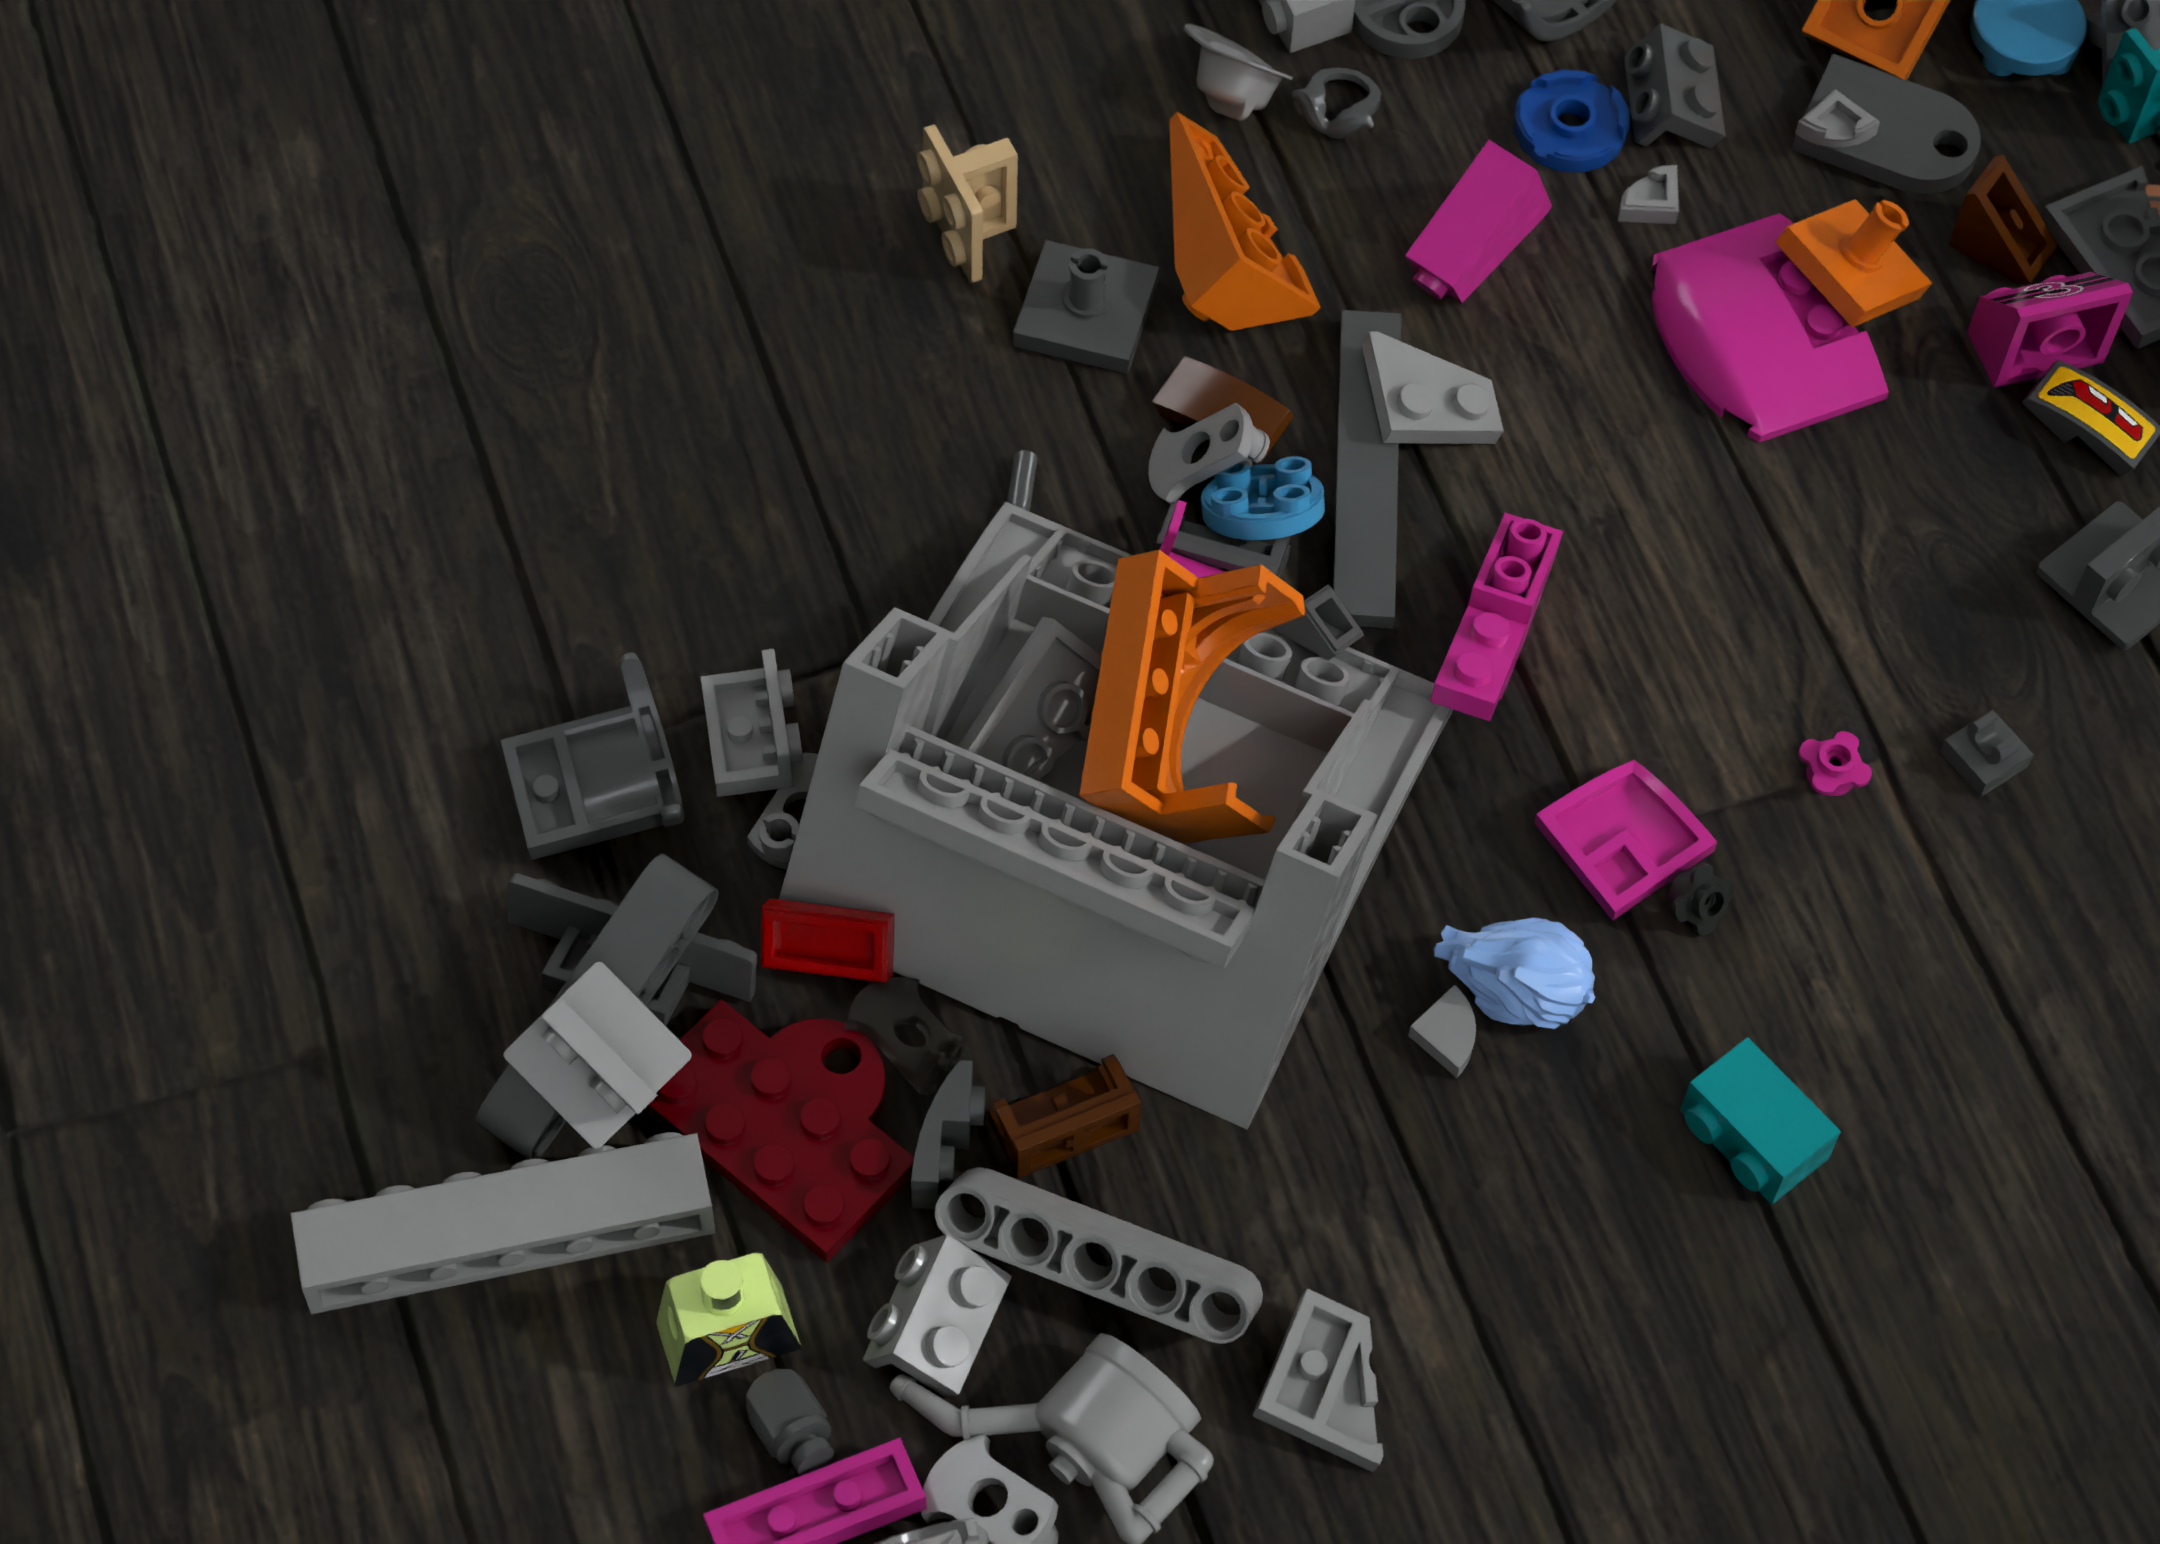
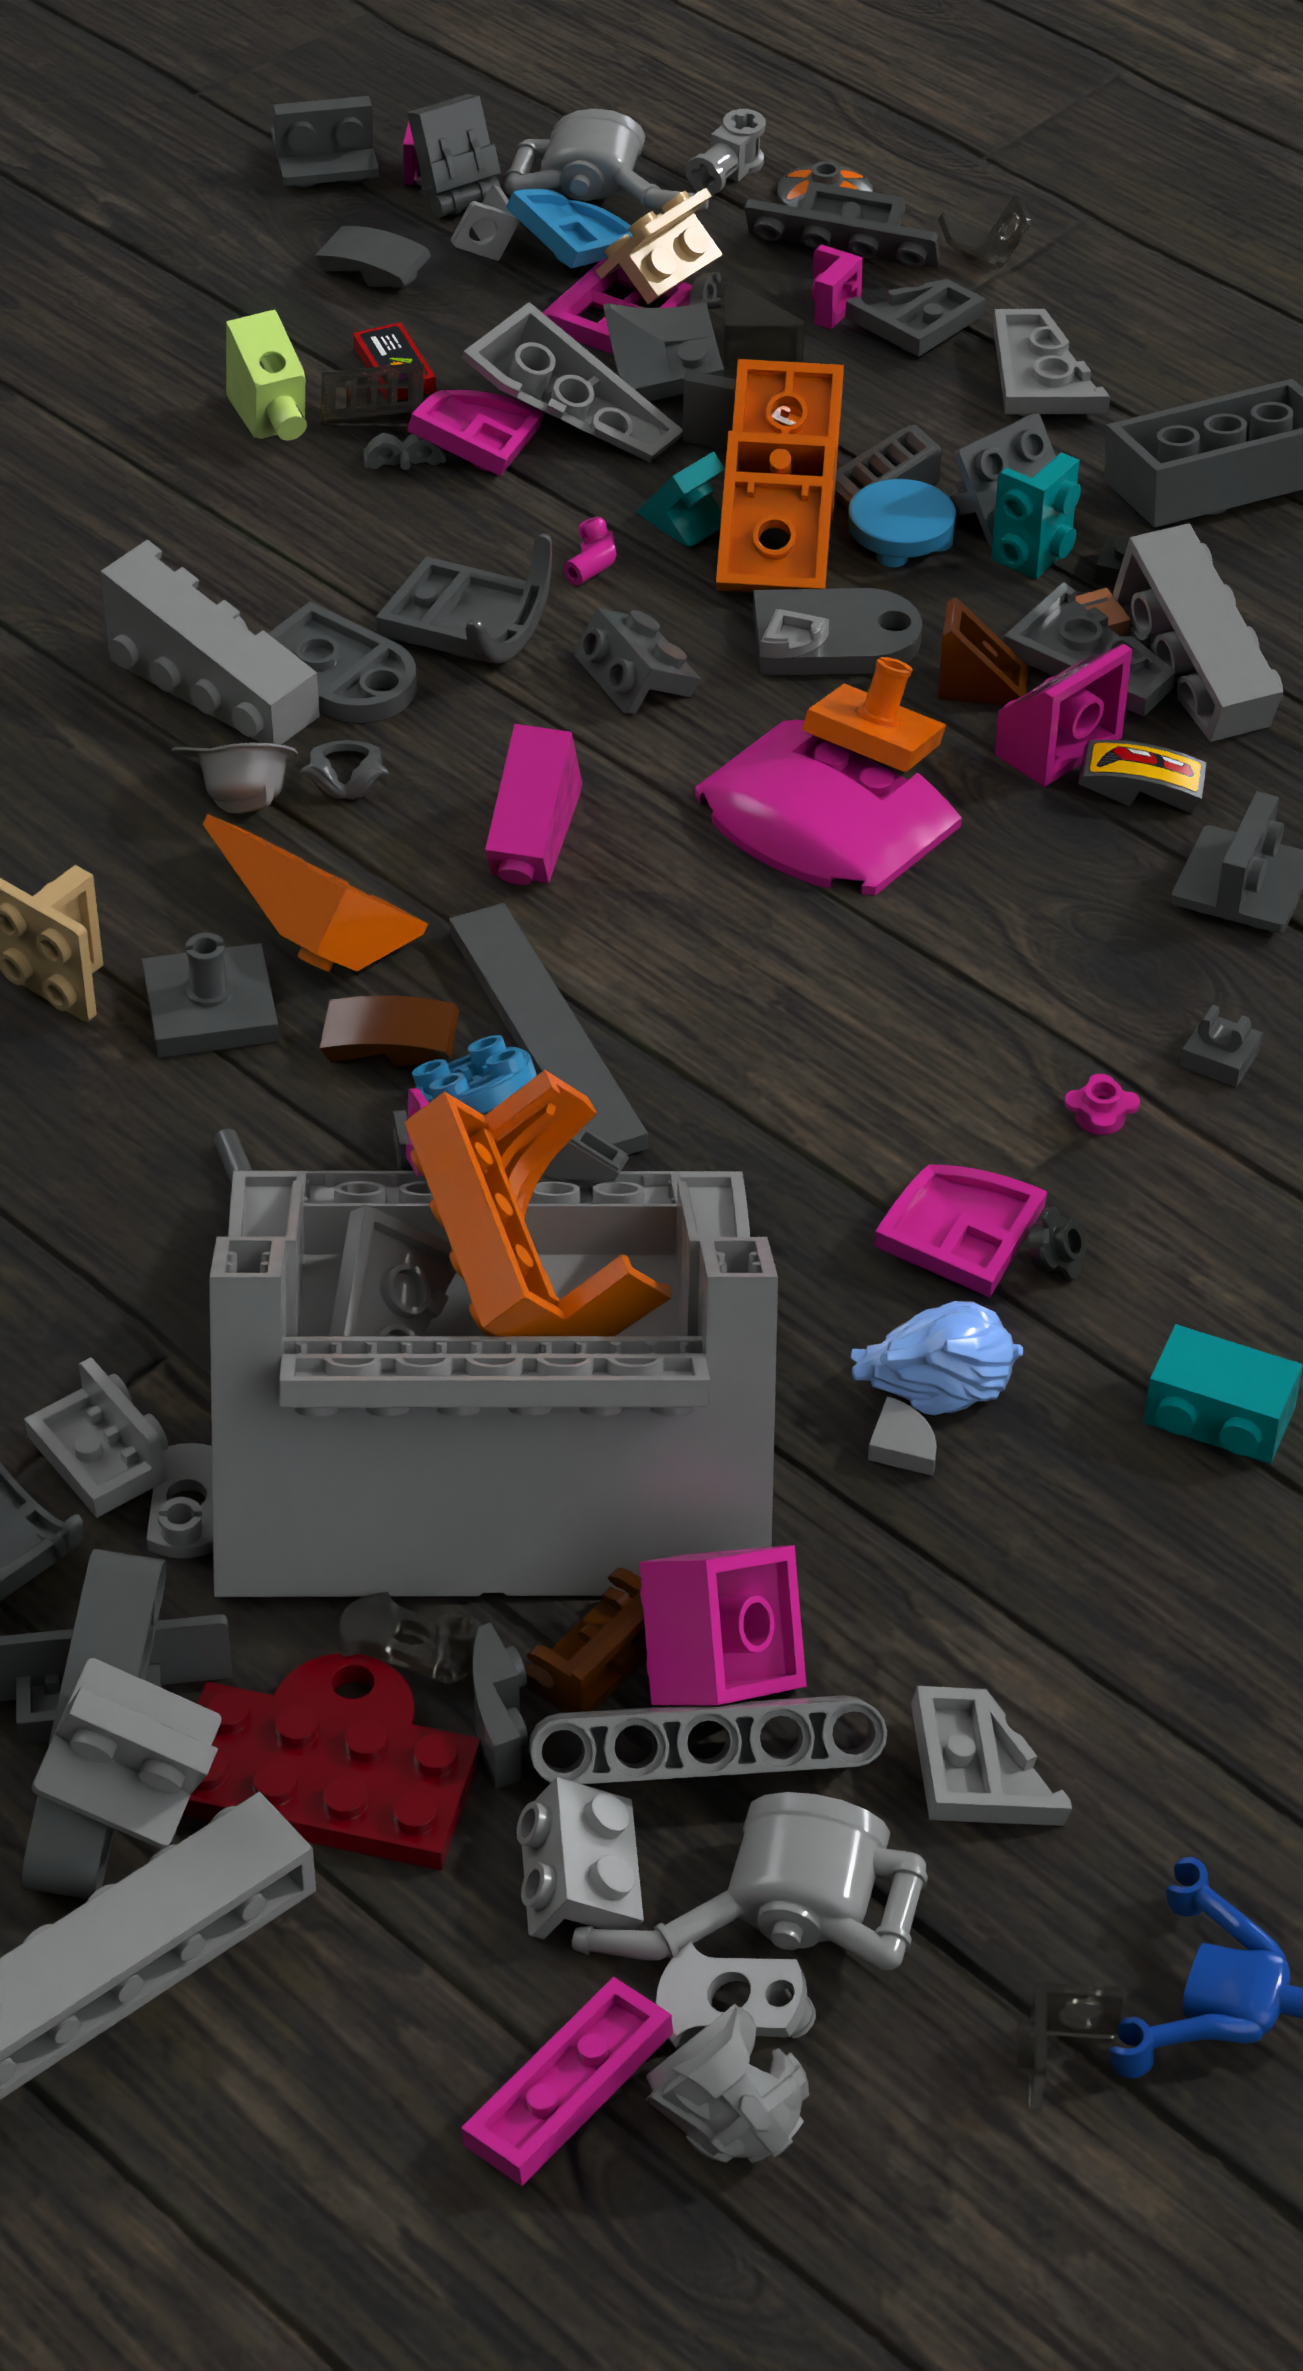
camera: 25 degrees left, 15 degrees down
(724, 1318) = (378, 1945): yellowish green torso -> none
(789, 1420) = (494, 2012): dark grey arm -> none
(827, 940) = (284, 1585): red tile -> none
(1166, 1157) = (722, 1626): none -> dark pink slope
(1231, 443) = (364, 1082): light grey piece -> none
(1428, 397) = (569, 955): light grey wing -> none
(1497, 617) = (740, 1095): dark pink slope -> none
(1566, 146) = (585, 700): blue tile -> none
(1652, 198) = (667, 747): light grey tile -> none

